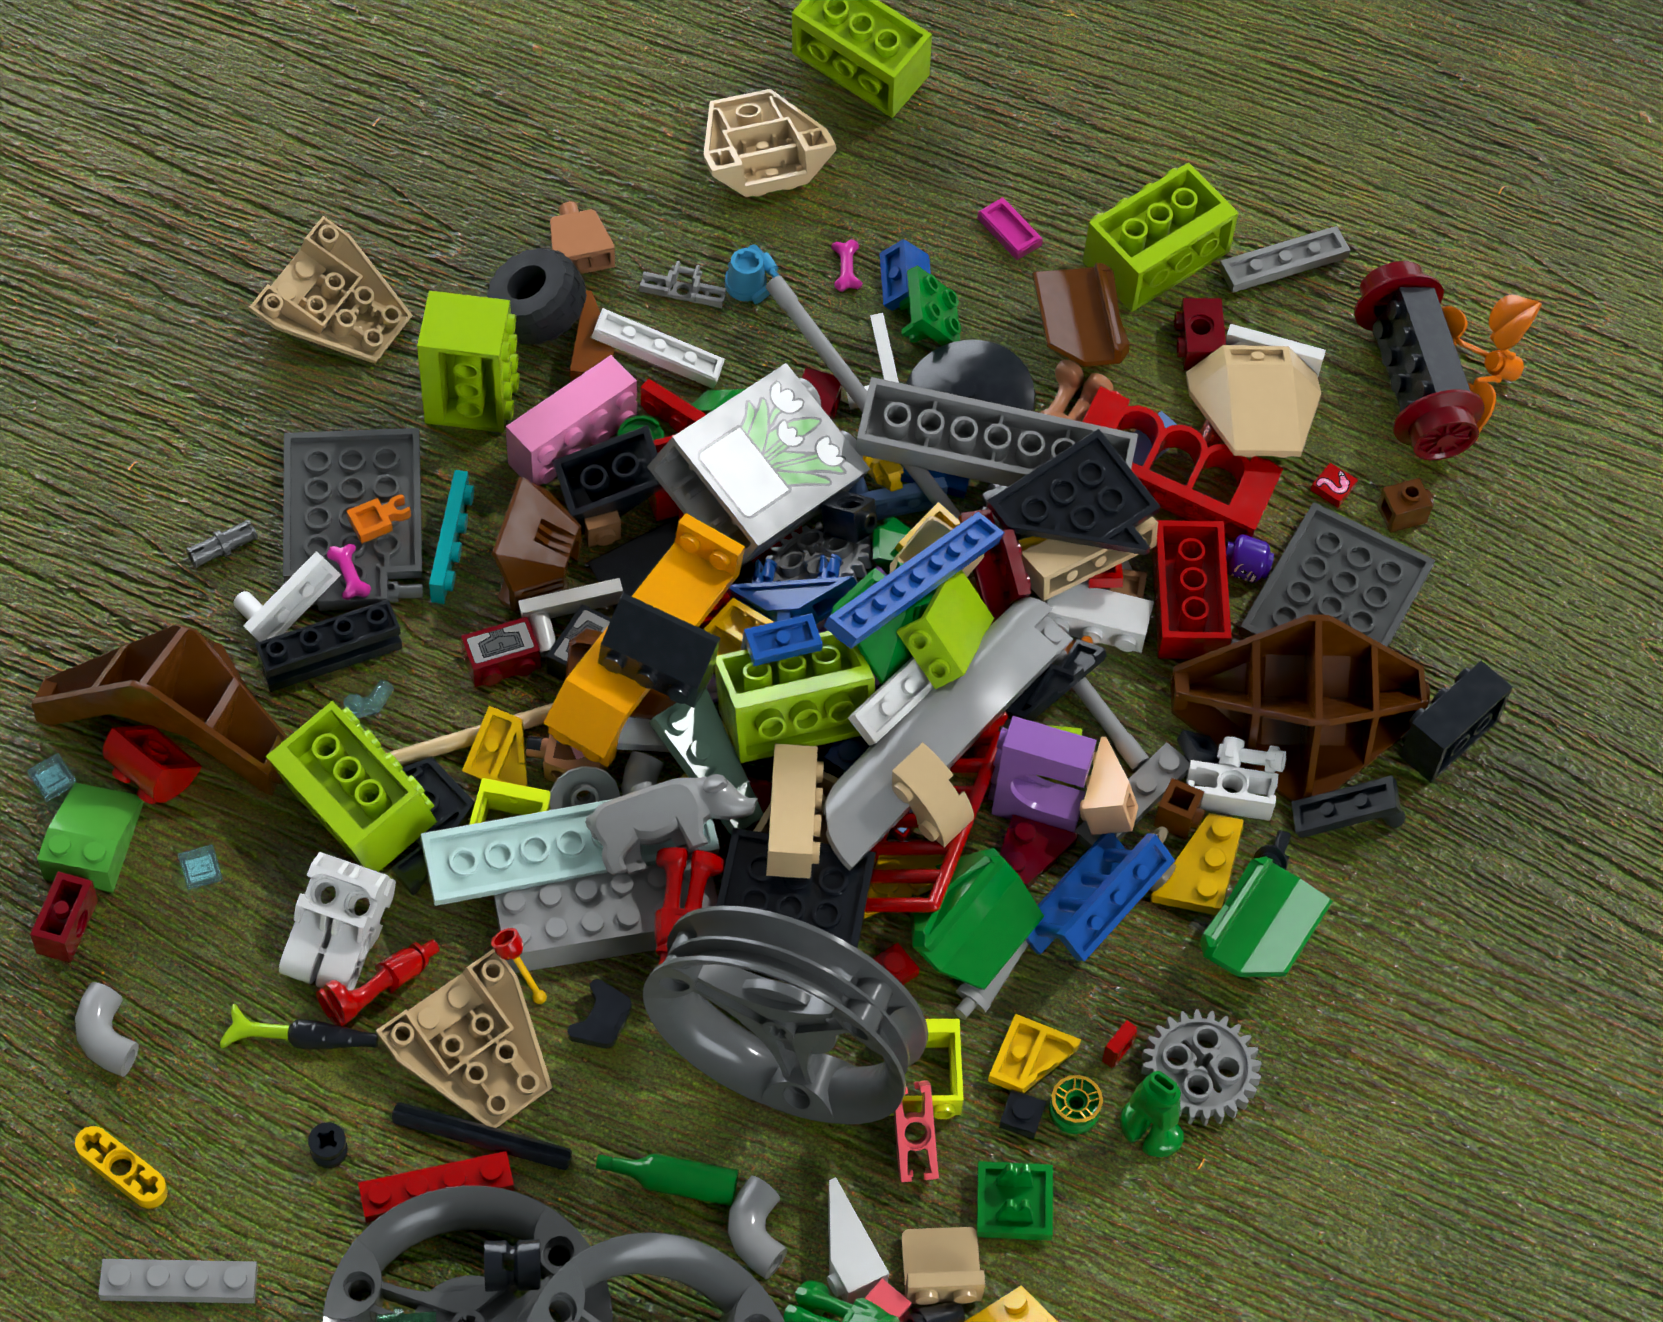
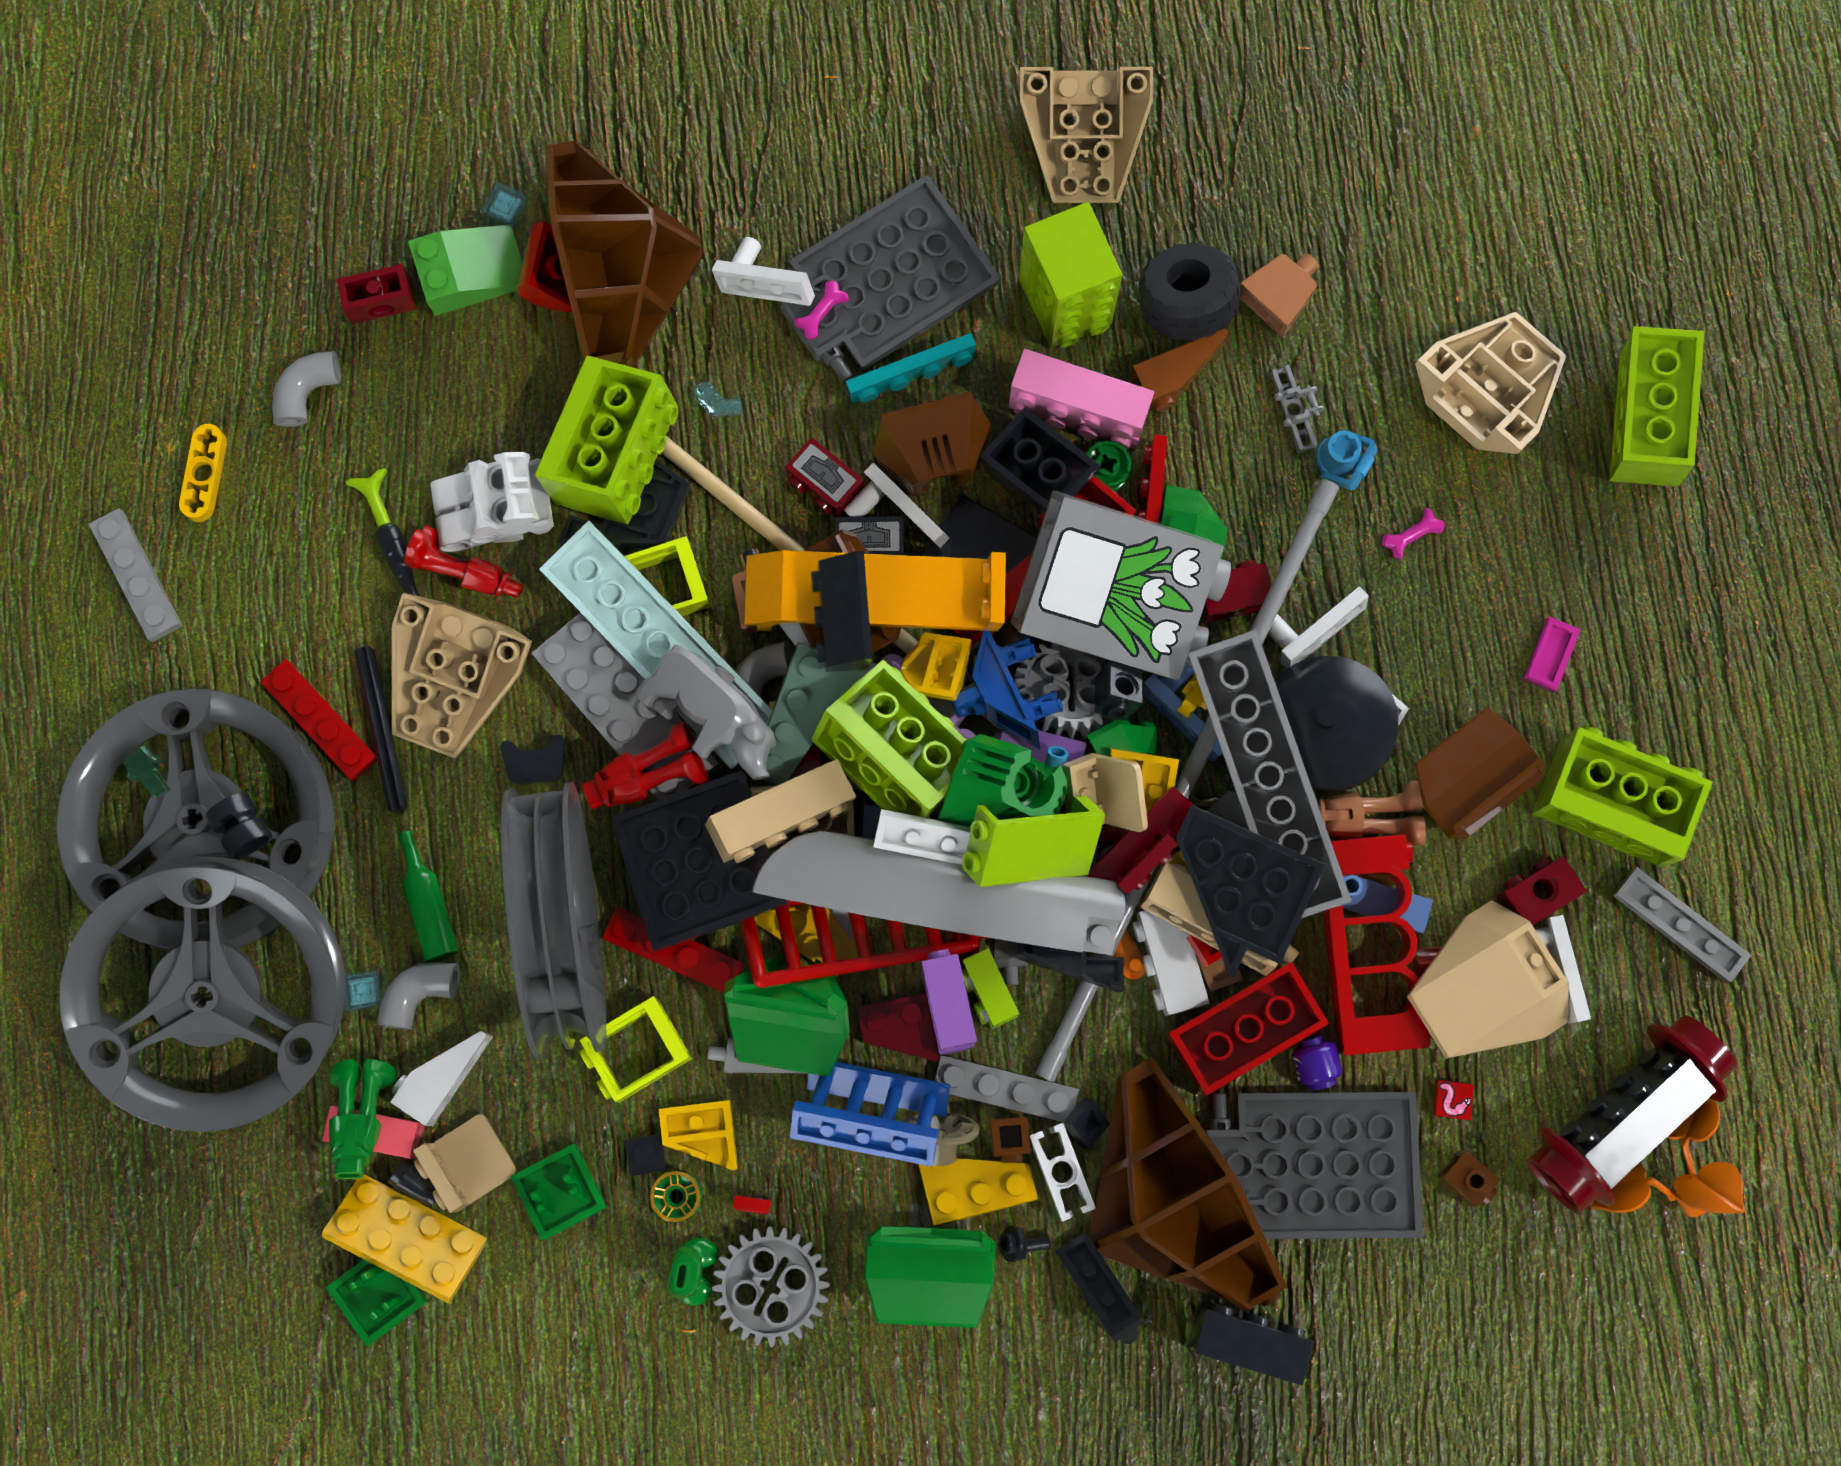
camera: 65 degrees right, 20 degrees up
(200, 867) = (492, 366): clear light blue tile -> none
(221, 543) = (794, 193): dark grey pin -> none
(329, 645) = (745, 338): black brick -> none
(330, 1153) = (308, 622): black wheel -> none
(374, 519) = (881, 297): orange plate -> none
(498, 749) = (726, 535): yellow wing -> none
(508, 946) = (531, 652): red hinge -> none
(596, 781) = (721, 627): light grey dish -> none
(603, 529) = (995, 489): medium nougat plate -> none
(658, 348) = (1207, 424): white tile -> none
(782, 639) = (925, 709): blue panel -> none
(894, 267) = (1433, 593): blue panel -> none
(913, 580) = (1035, 791): blue plate -> none
(926, 787) = (849, 923): tan brick -> none
(926, 1142) = (562, 1078): coral piece -> none
(931, 309) = (1404, 637): green plate -> none
(1109, 796) = (980, 1071): light nougat slope -> none
(1233, 753) = (1092, 1157): white bar -> none

